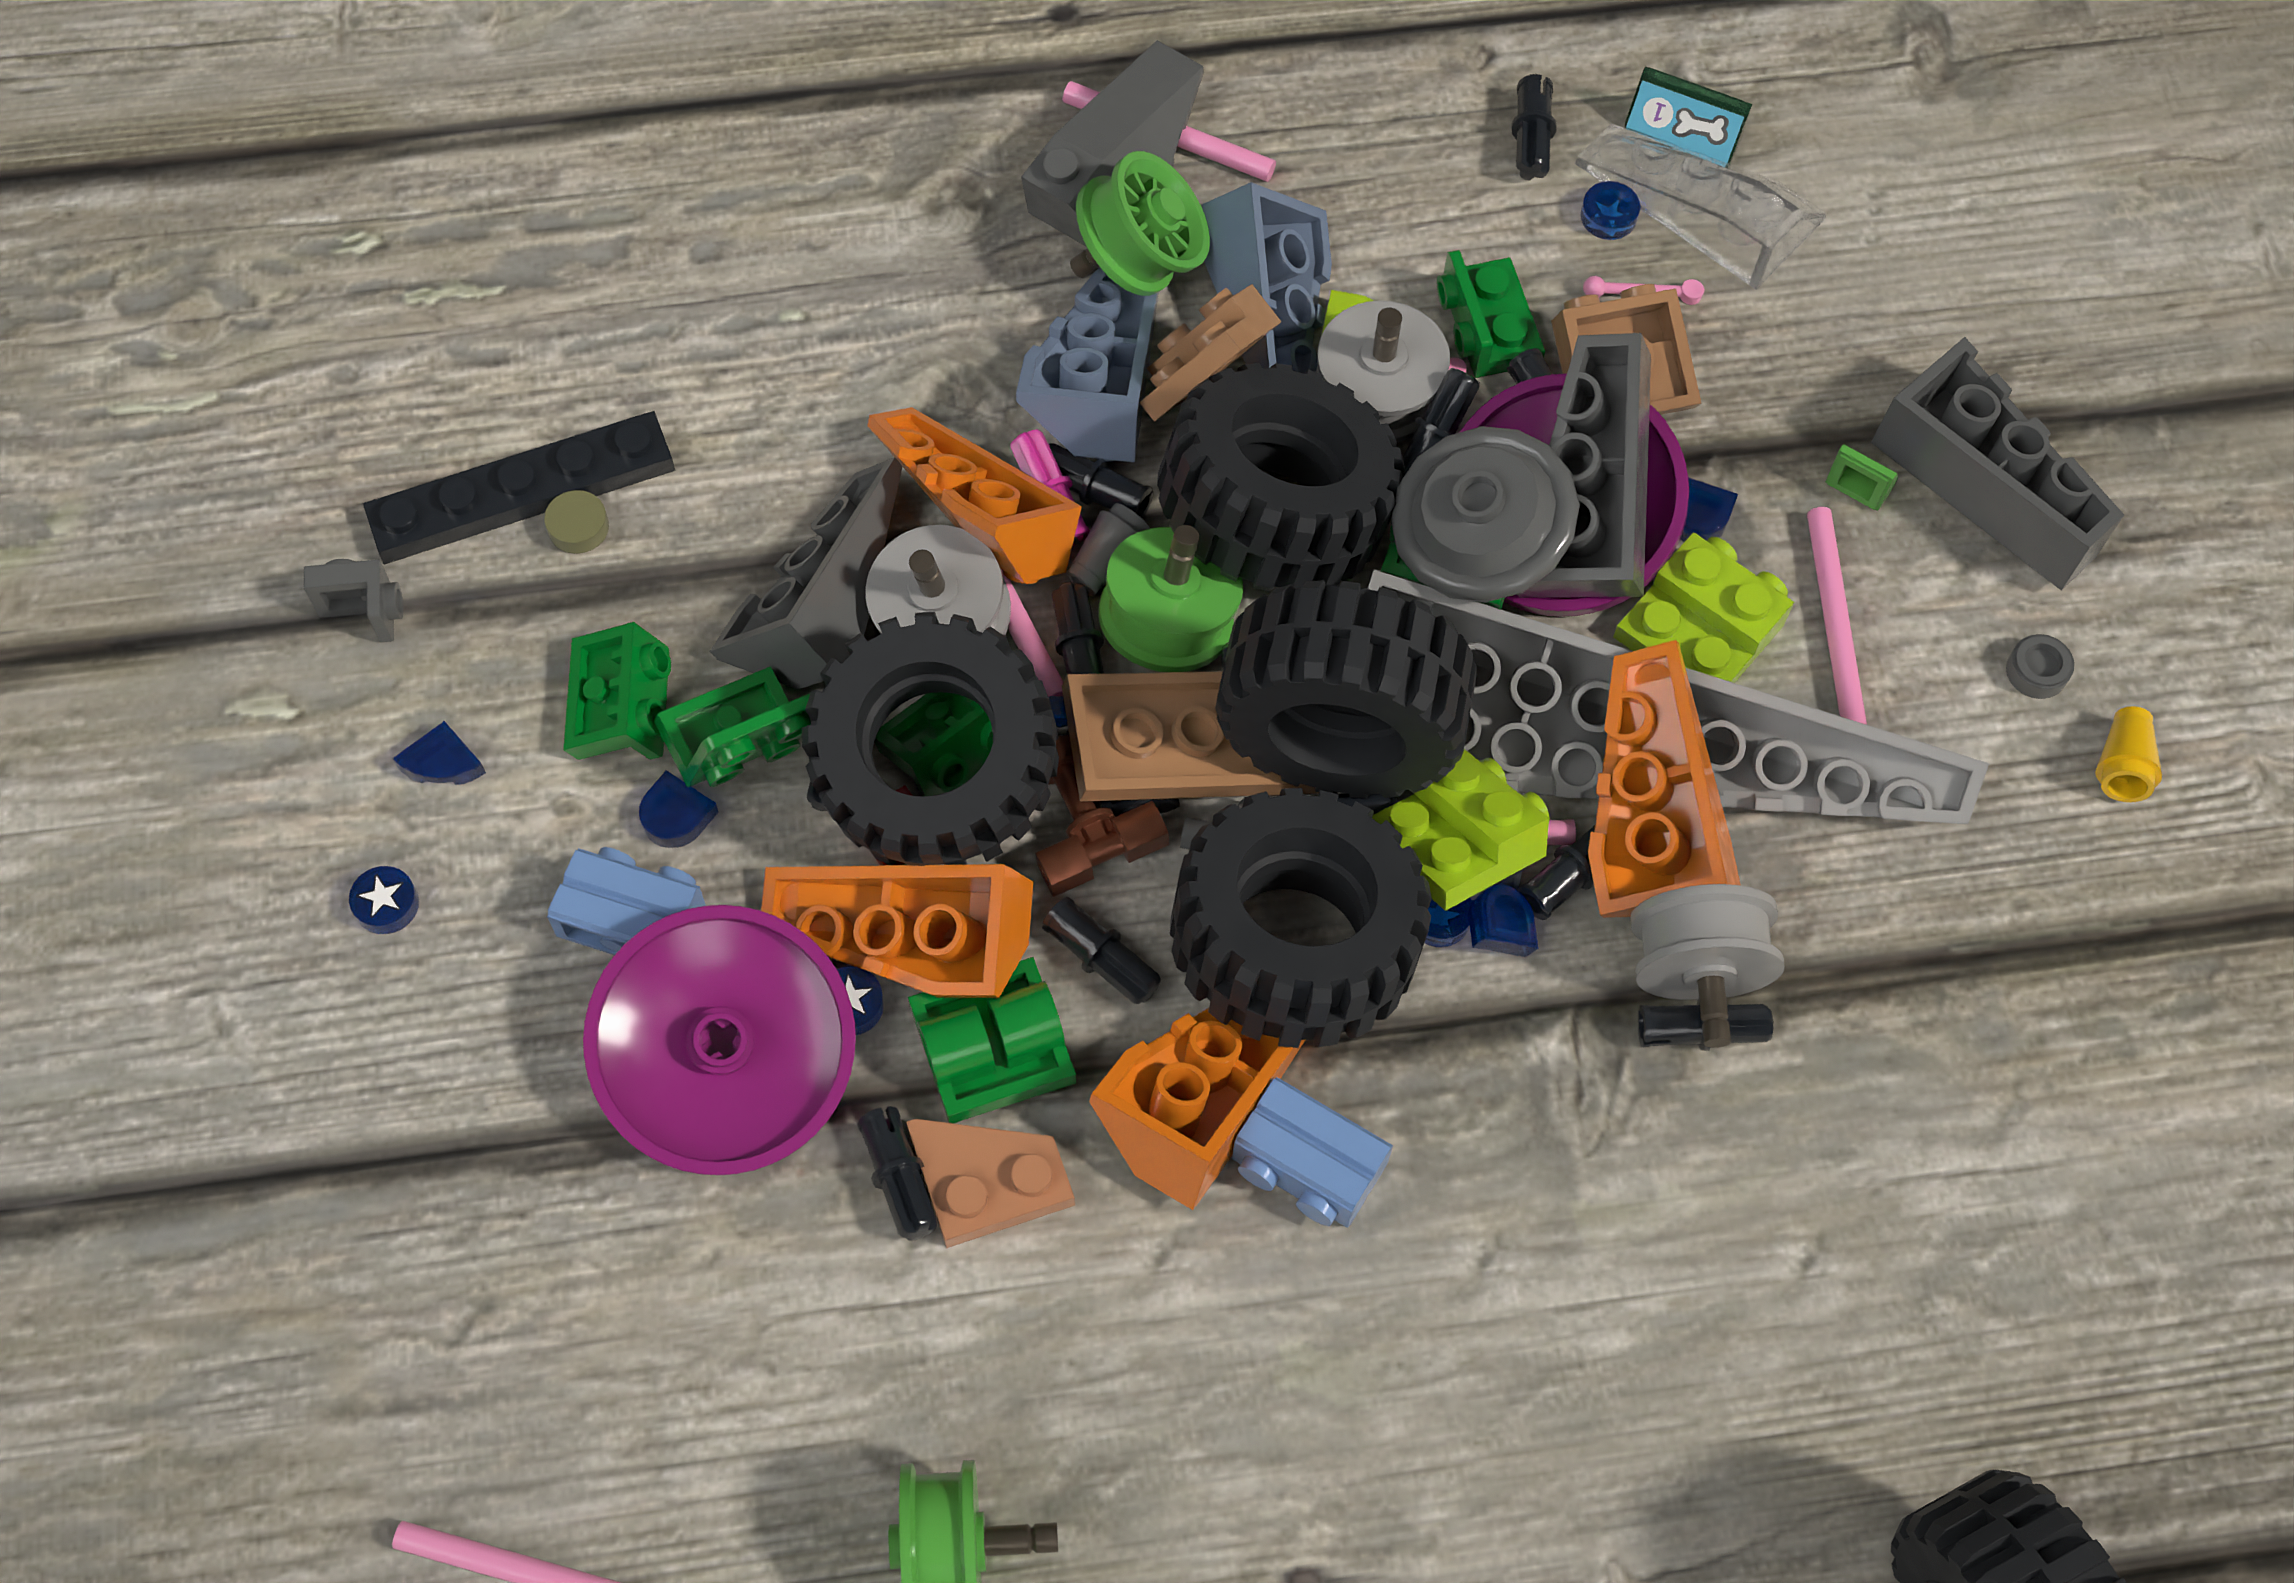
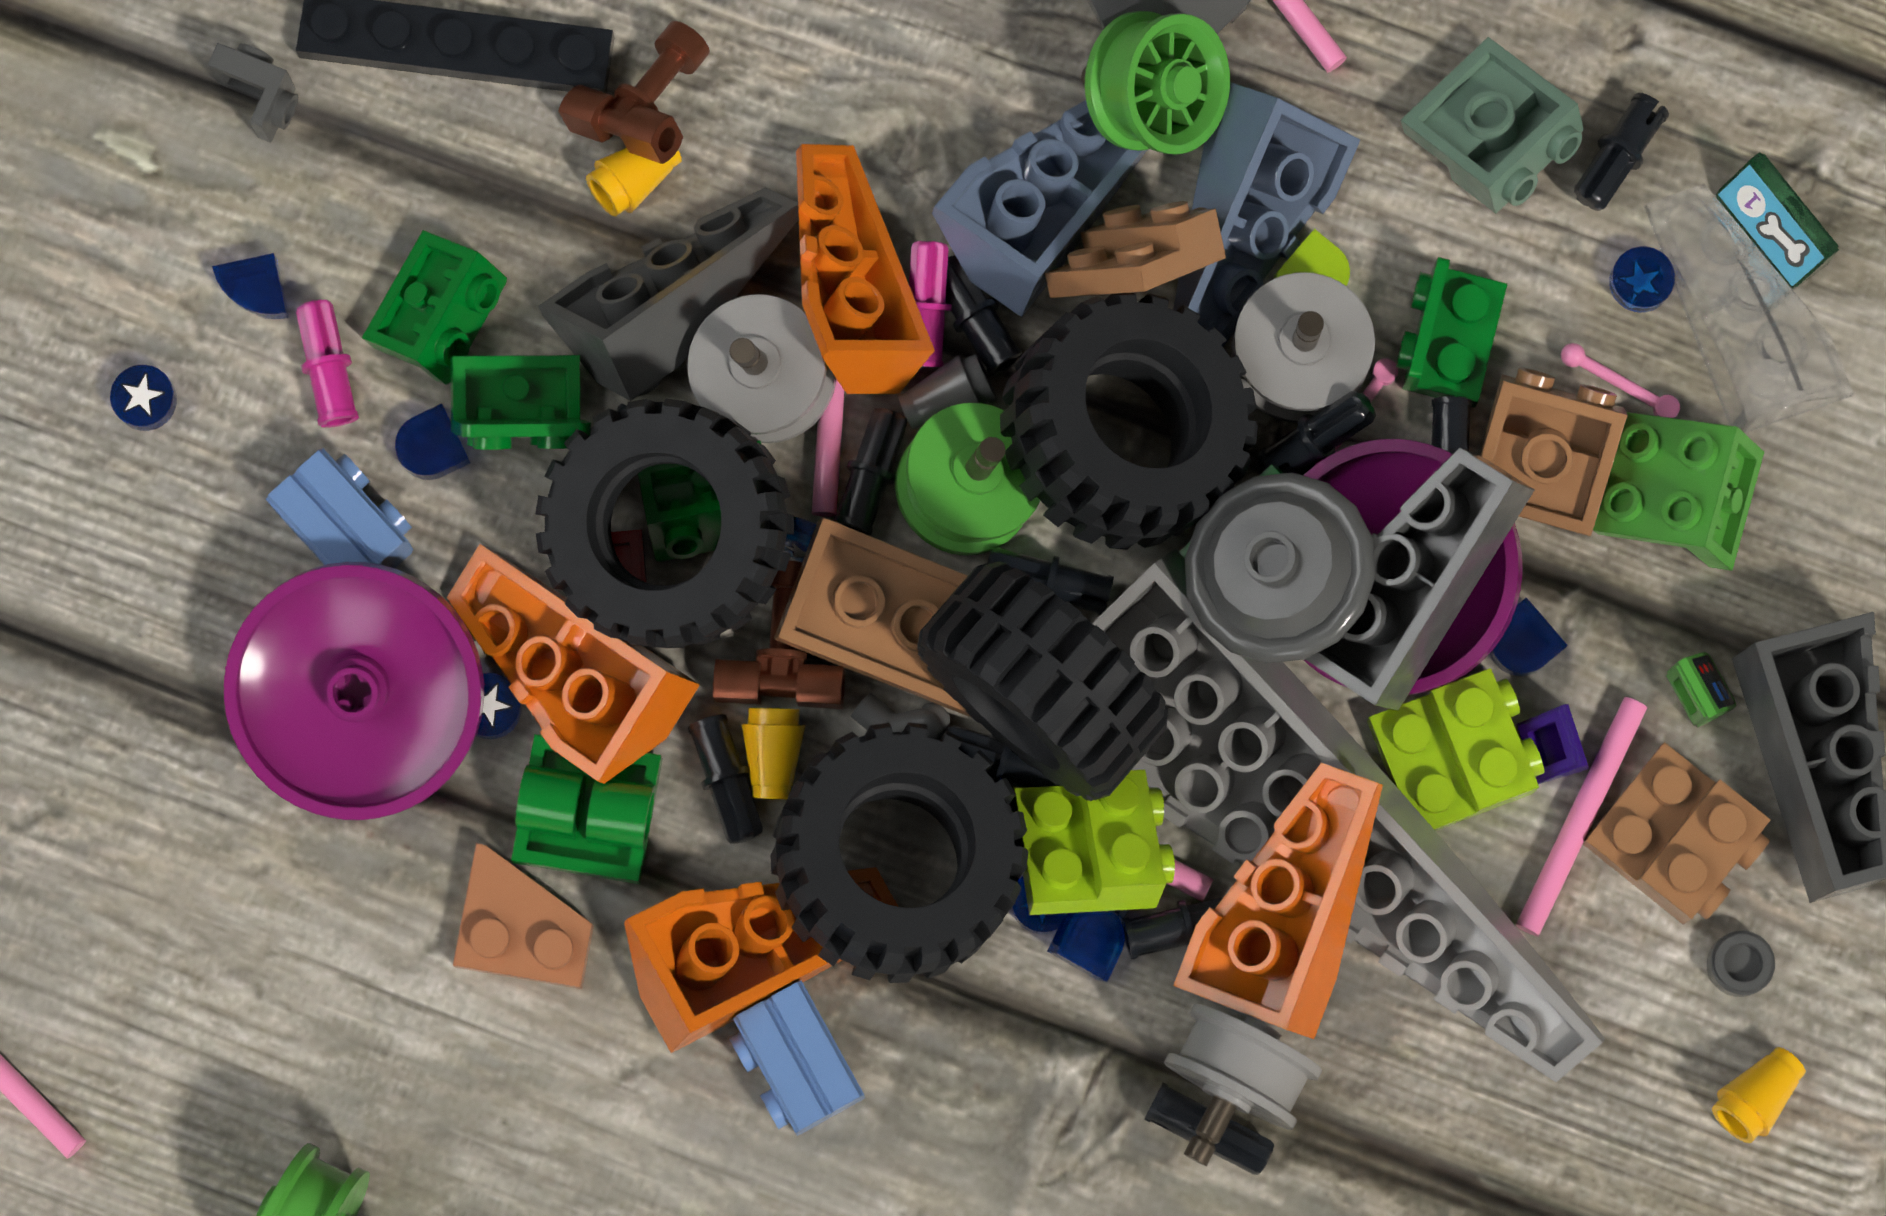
camera: 30 degrees right, 15 degrees up
(542, 789) = (326, 364): none -> dark pink axle
(576, 521) = (487, 108): olive tile -> none
(707, 451) = (632, 109): none -> copper bar
(733, 510) = (626, 179): none -> yellow cone
(898, 1173) = (445, 885): black axle -> none
(1129, 904) = (772, 750): none -> yellow cone
(1428, 149) = (1496, 125): none -> sand green plate
(1747, 332) = (1681, 486): none -> bright green bracket
(1786, 562) = (1556, 742): none -> dark purple slope
(1926, 592) = (1679, 835): none -> medium nougat plate

